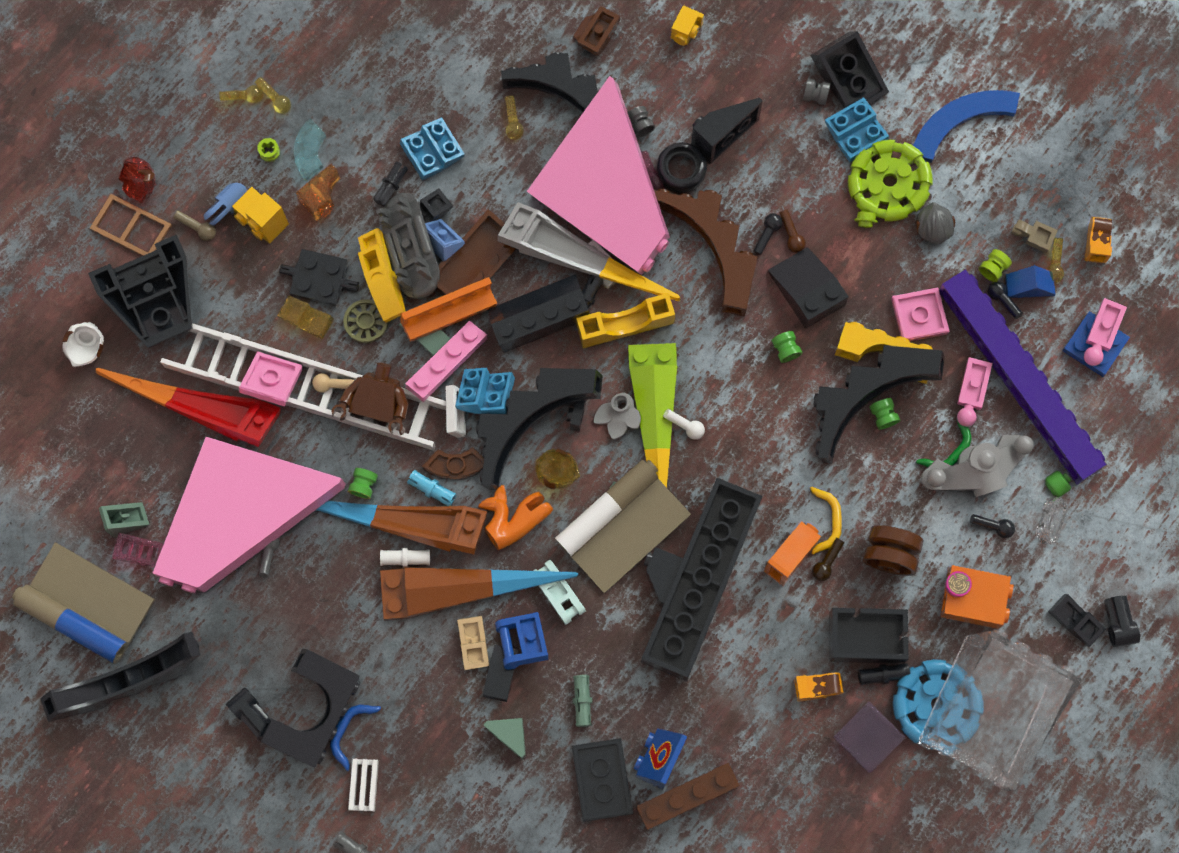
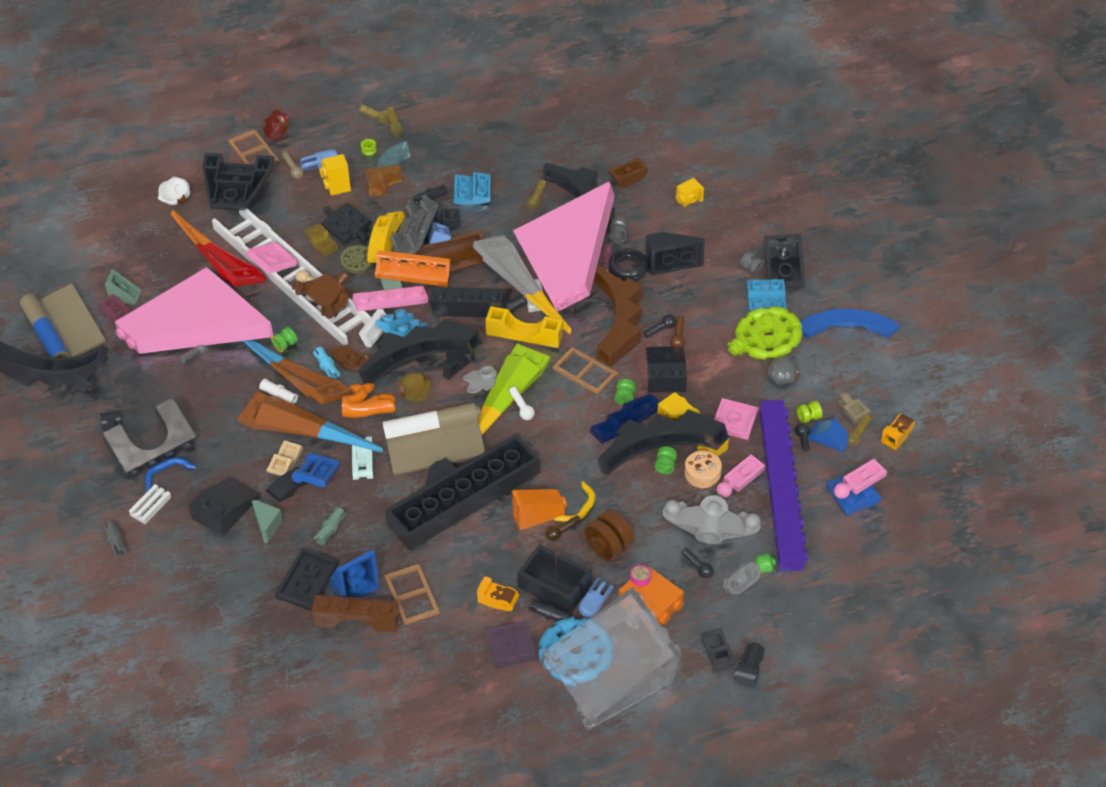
camera: 30 degrees right, 25 degrees down
(448, 738) = (222, 505): none -> black slope
(719, 354) = (577, 379): none -> medium nougat window
(735, 717) = (425, 589): none -> medium nougat window
(808, 380) = (635, 410): none -> clear blue slope
(920, 632) = (593, 599): none -> medium blue arm
(929, 403) = (703, 469): none -> light nougat head

